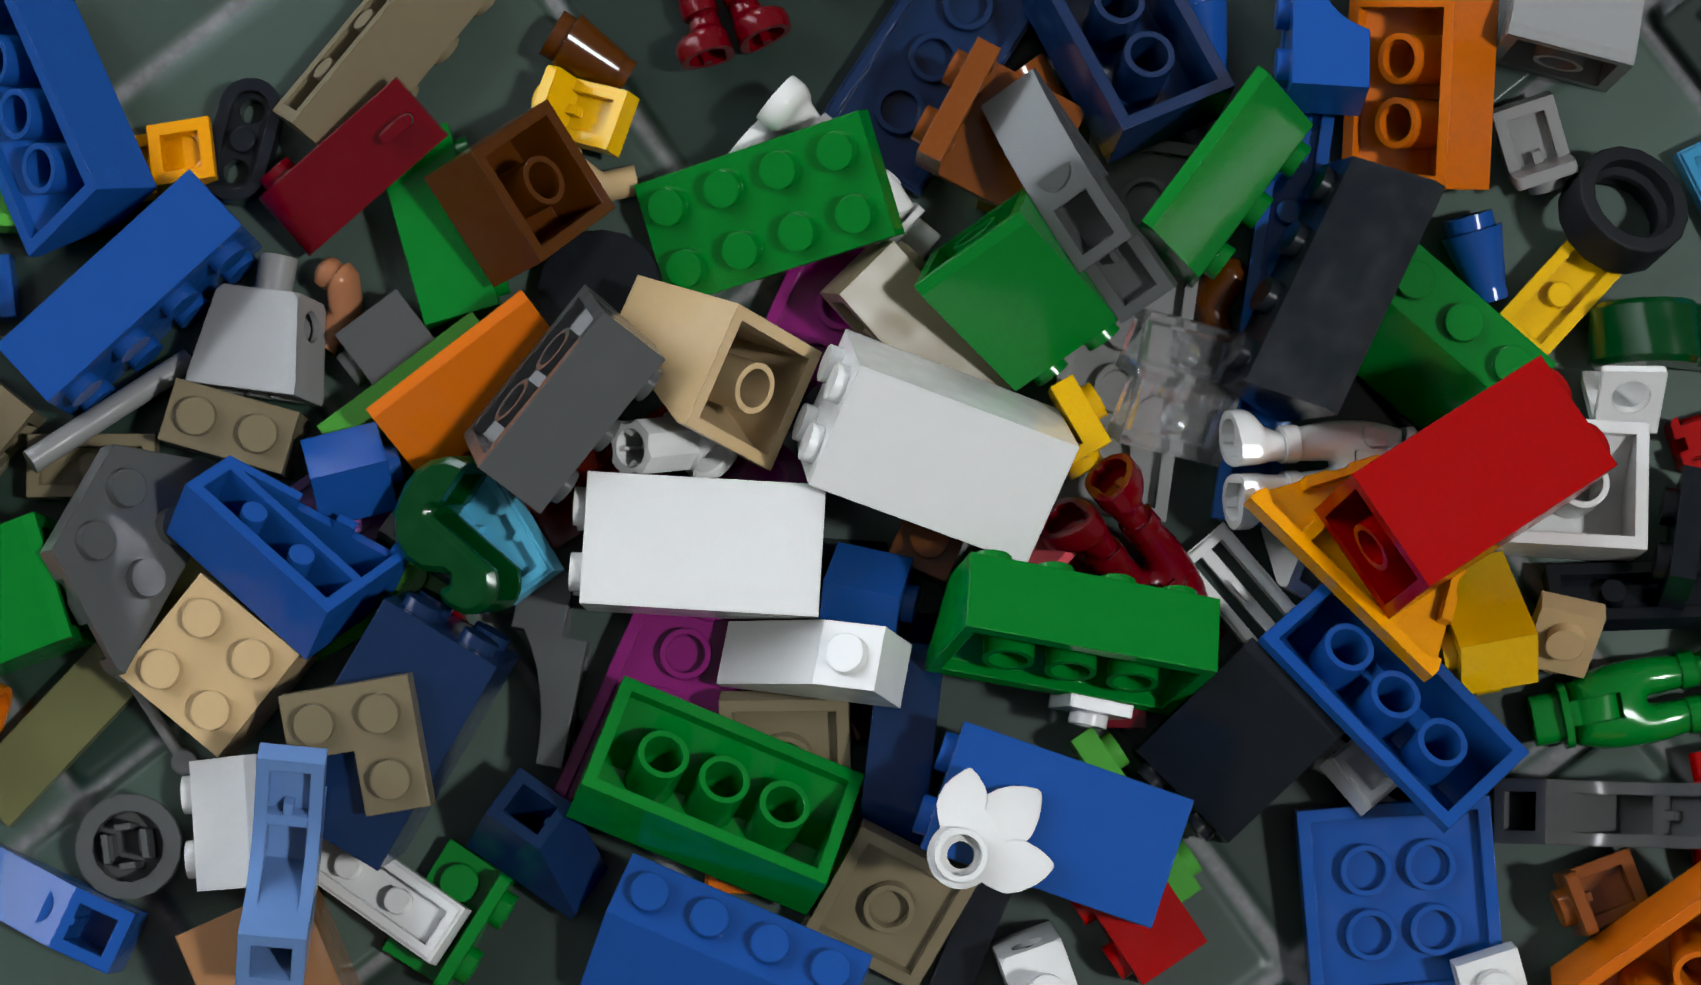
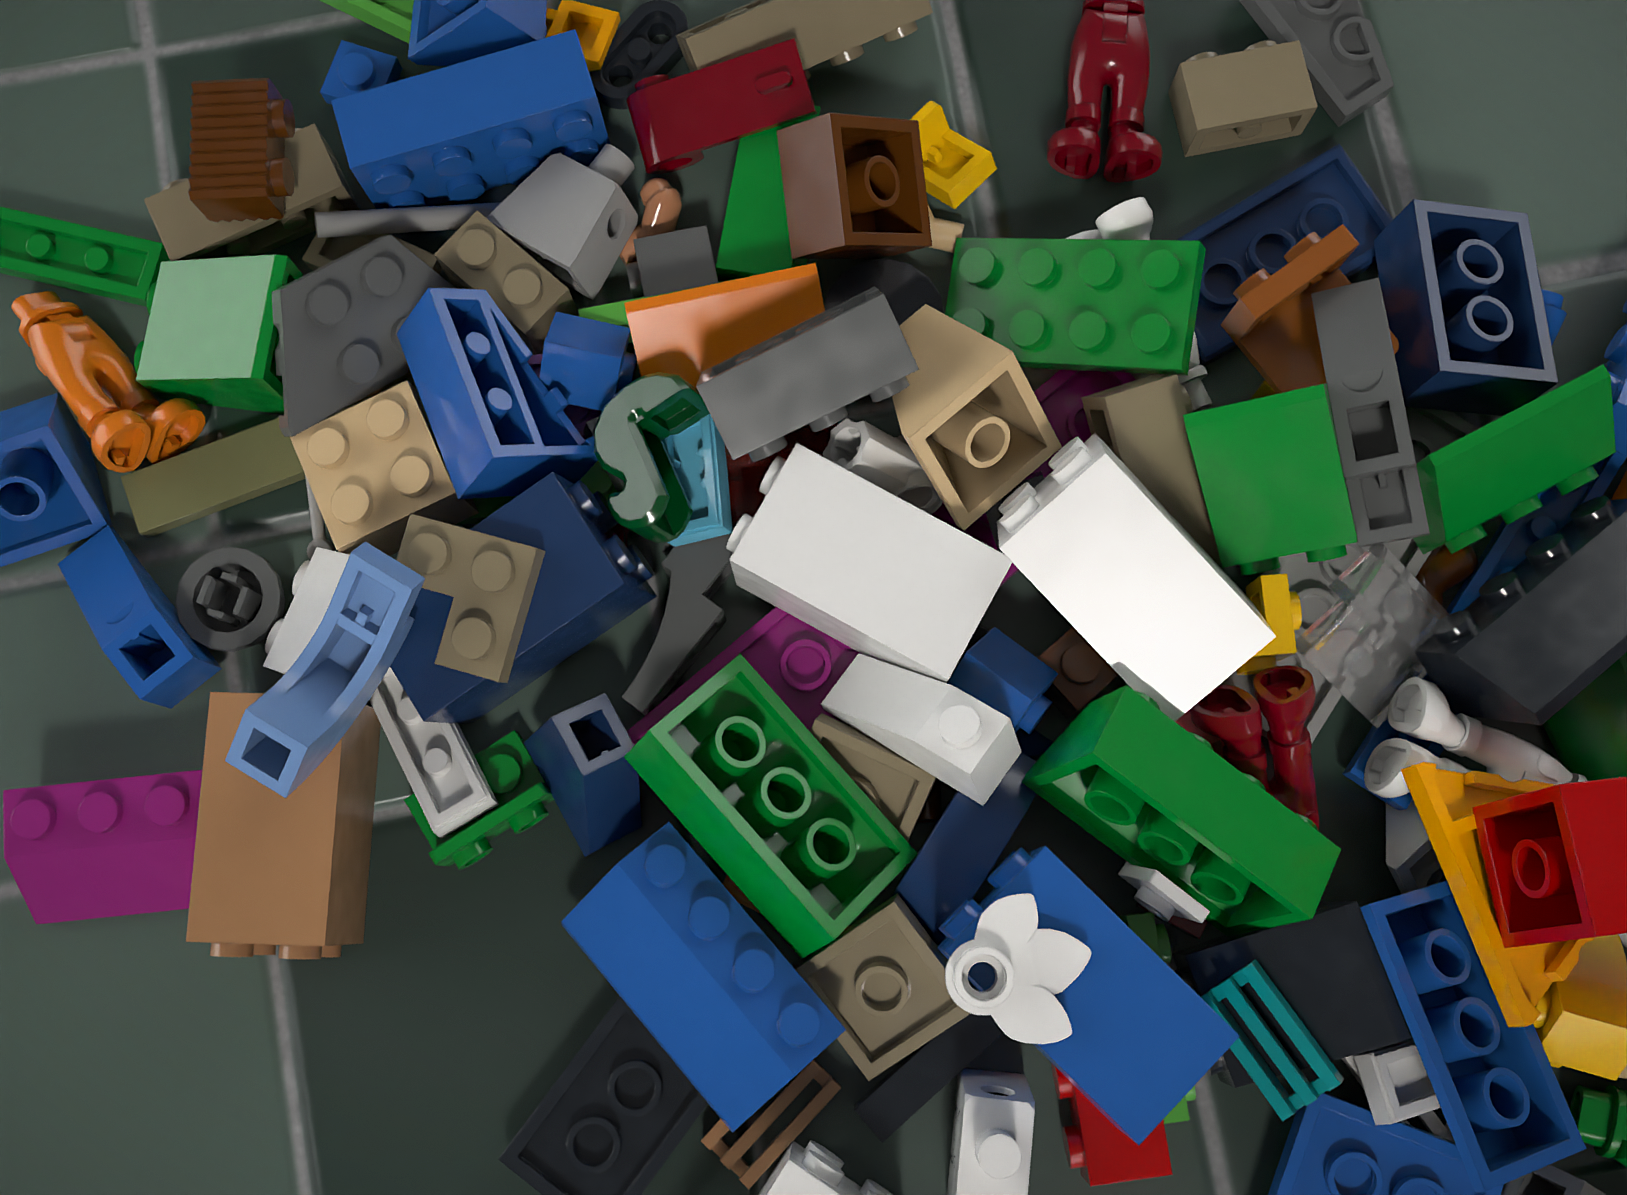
camera: 30 degrees right, 5 degrees down
(587, 52) = (969, 108): reddish brown cone -> none
(1223, 809) = (1249, 1057): none -> teal tile
(1253, 569) = (1364, 843): white tile -> none

